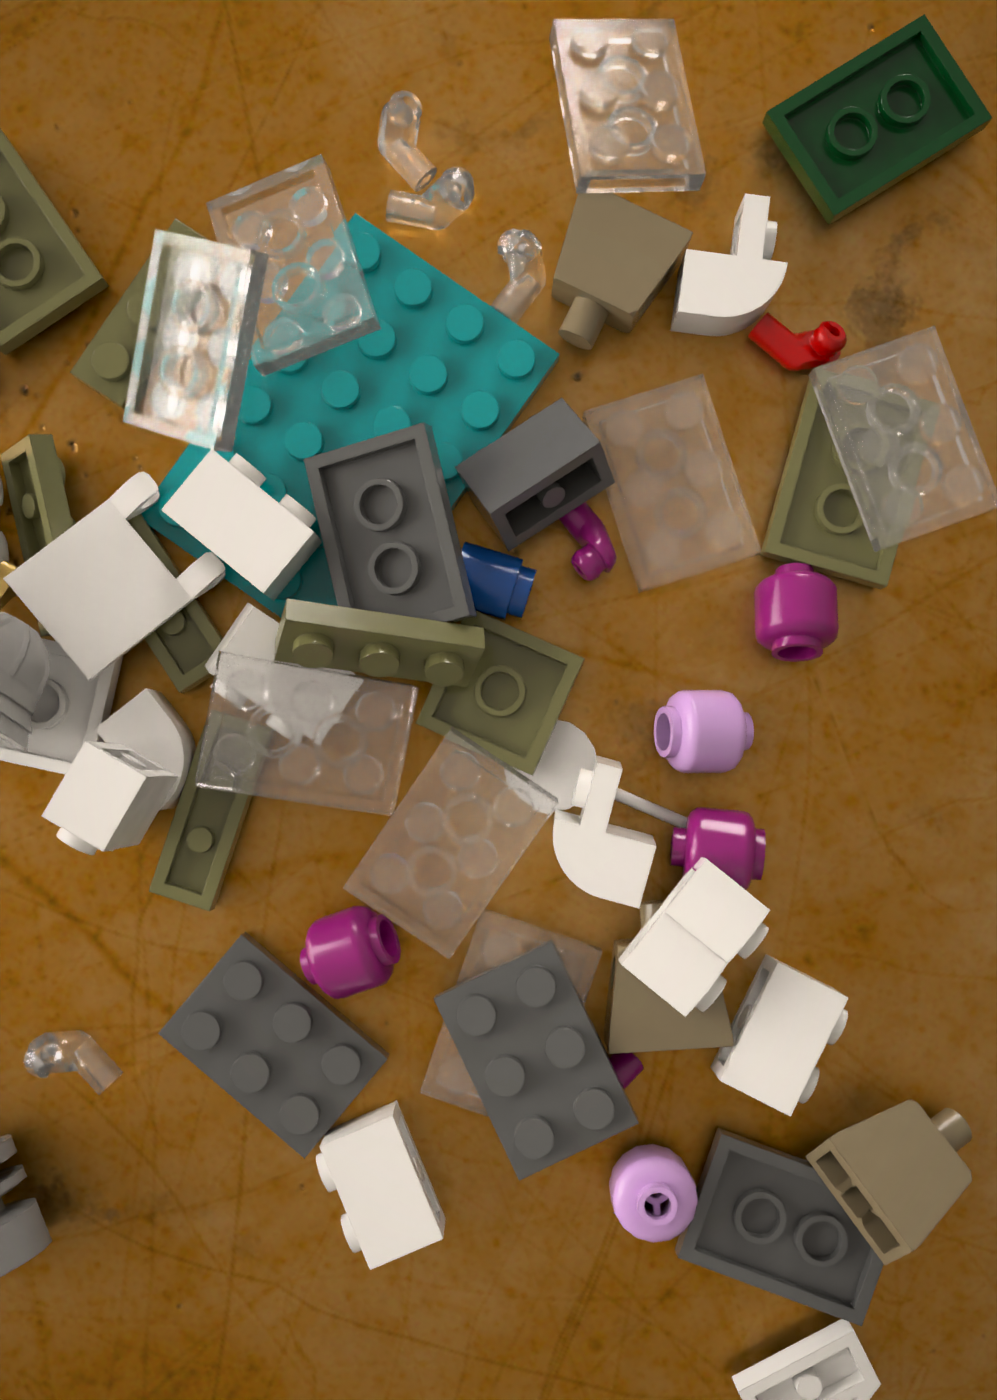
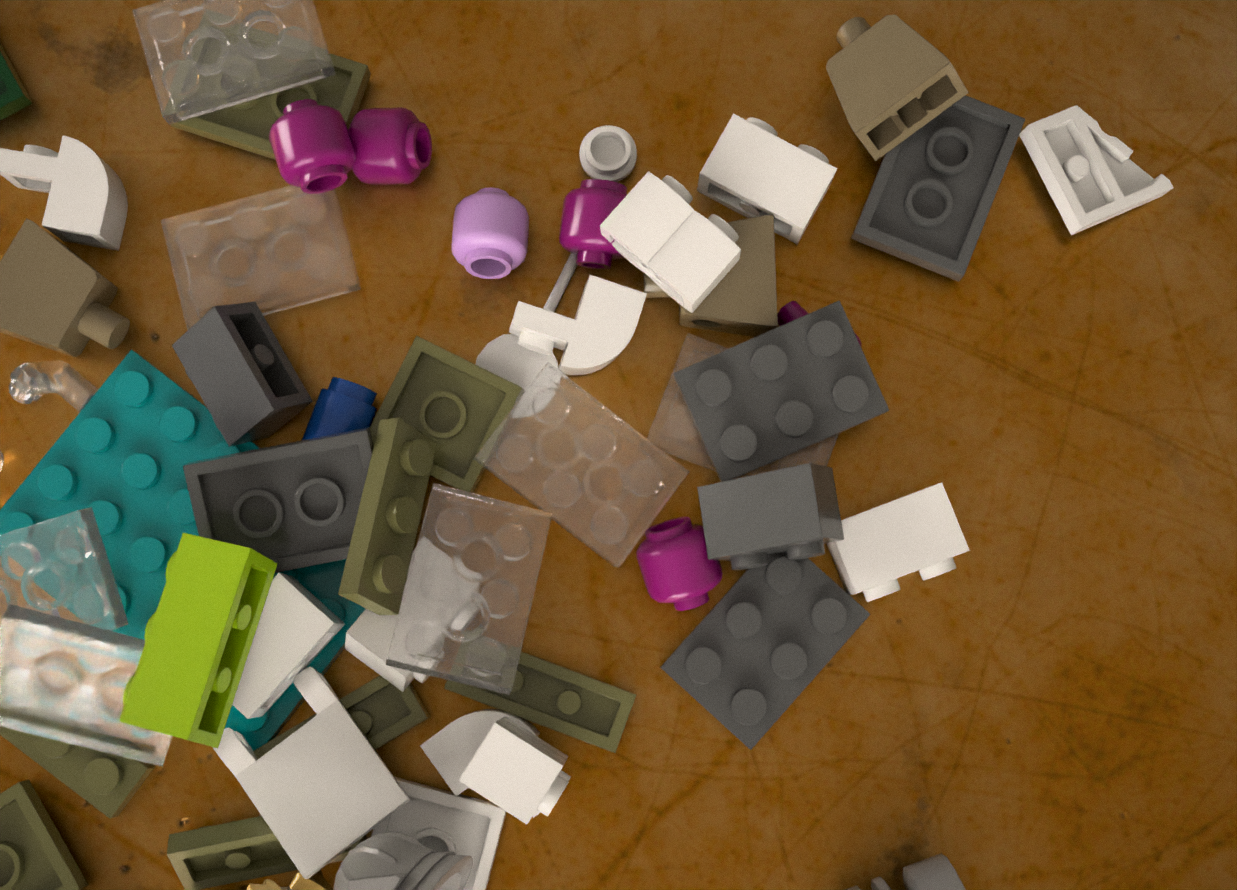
camera: 85 degrees left, 5 degrees down
(70, 1053) = (767, 836): clear arm -> none
(232, 453) = (198, 640): none -> lime brick
(399, 1053) = (771, 514): none -> dark grey brick
(591, 534) = (318, 323): magenta arm -> none
(632, 1190) = (896, 310): lavender head -> none
(786, 534) = (312, 146): none -> magenta head
(800, 855) = (608, 153): none -> white plate
(802, 349) = (146, 133): red arm -> none

